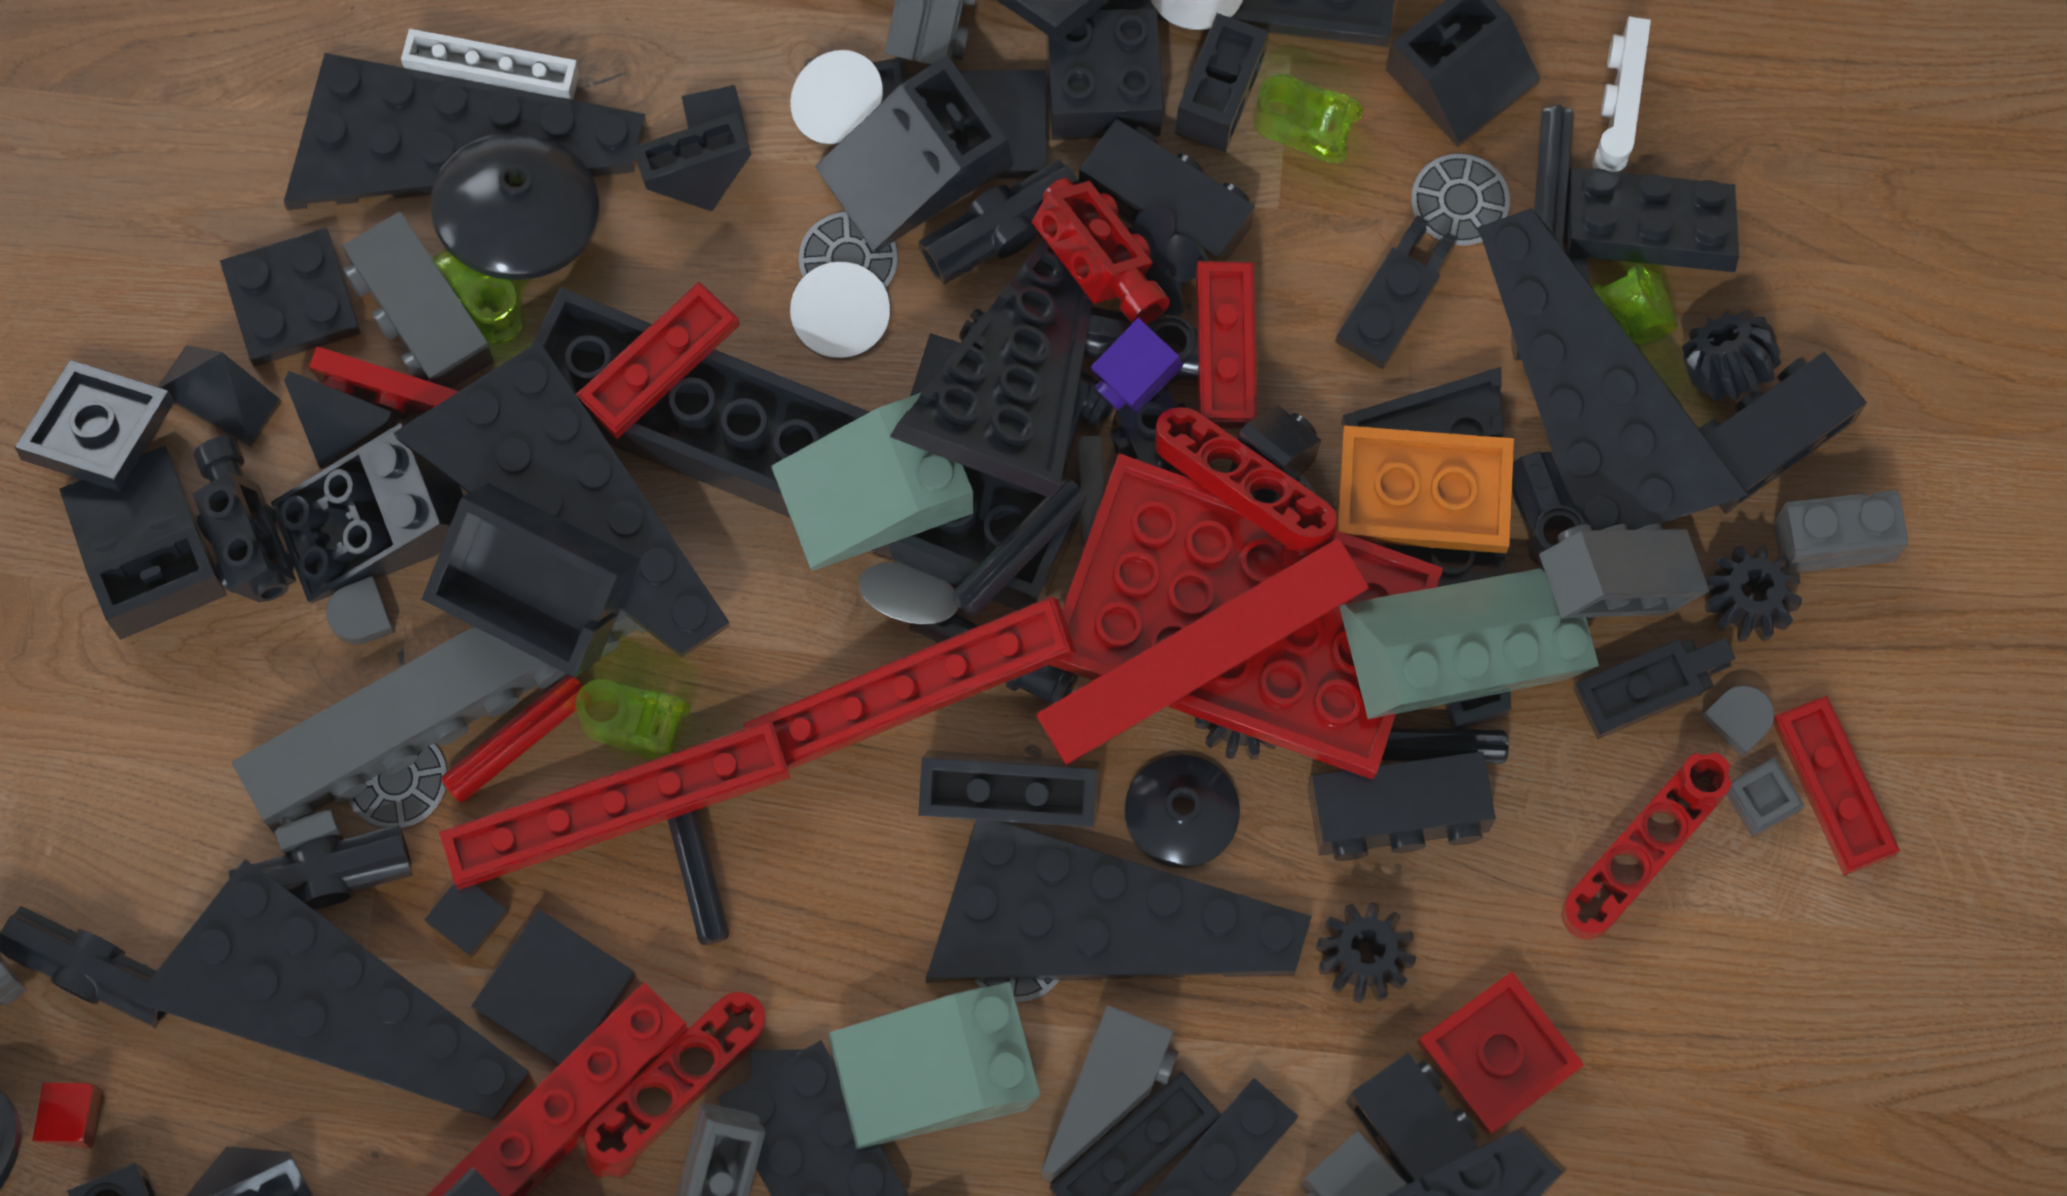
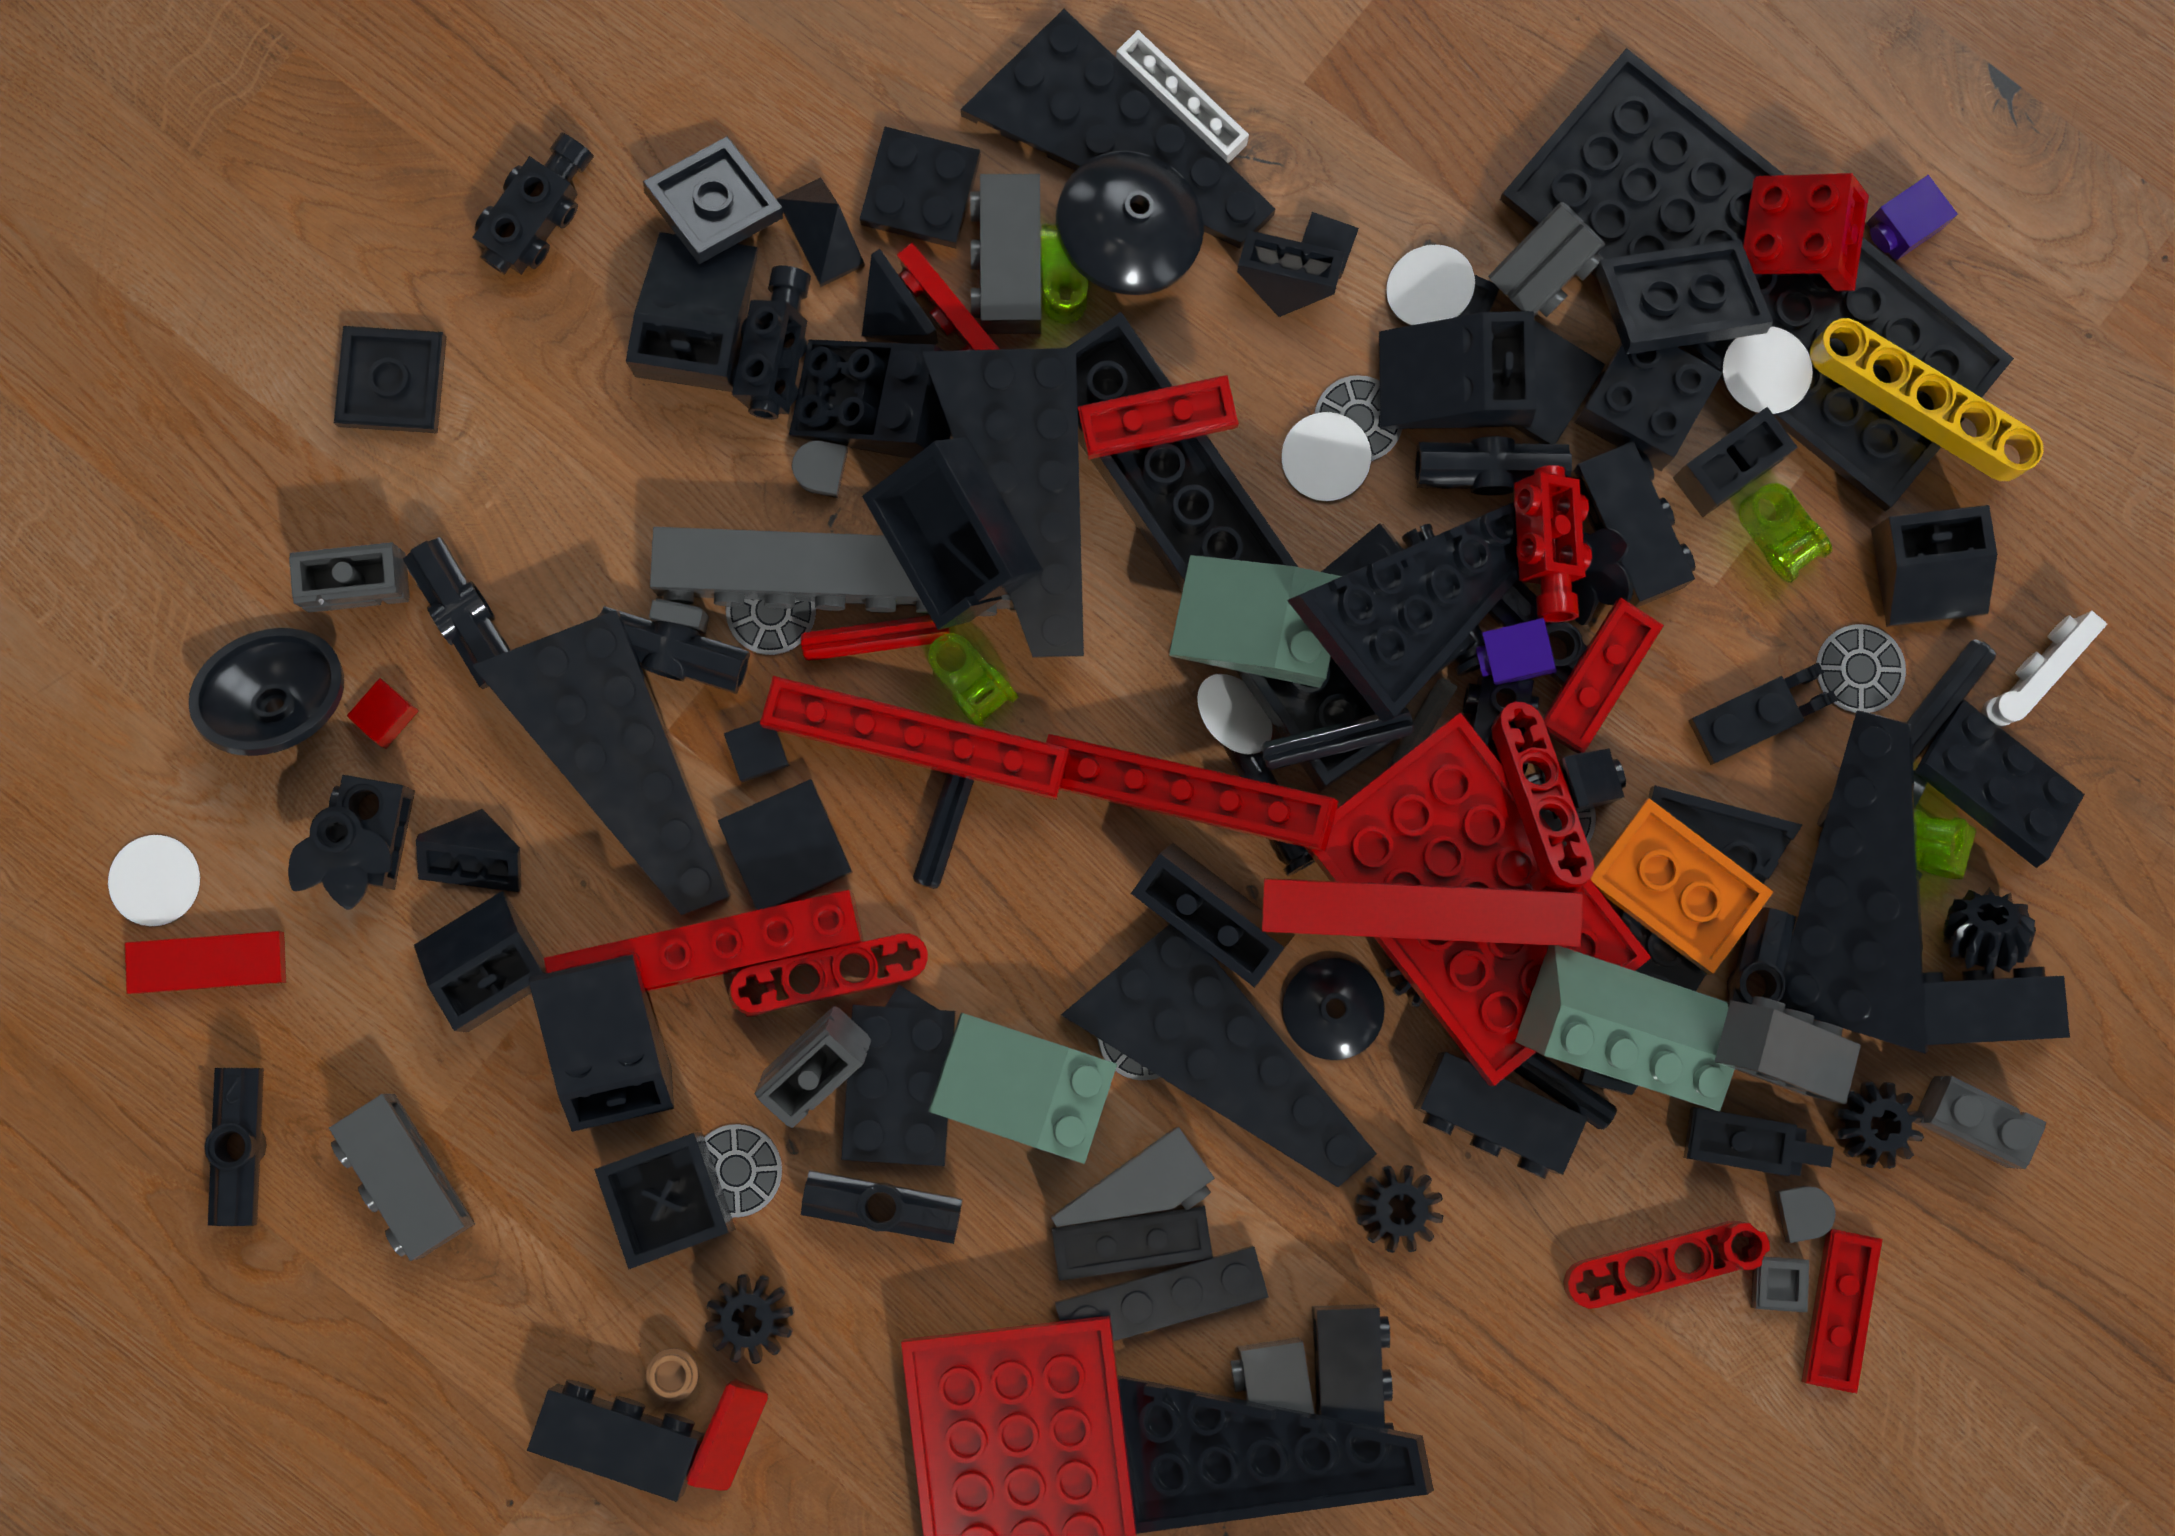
camera: 30 degrees right, 10 degrees up
(1500, 1054) = (1449, 1349): red plate -> none

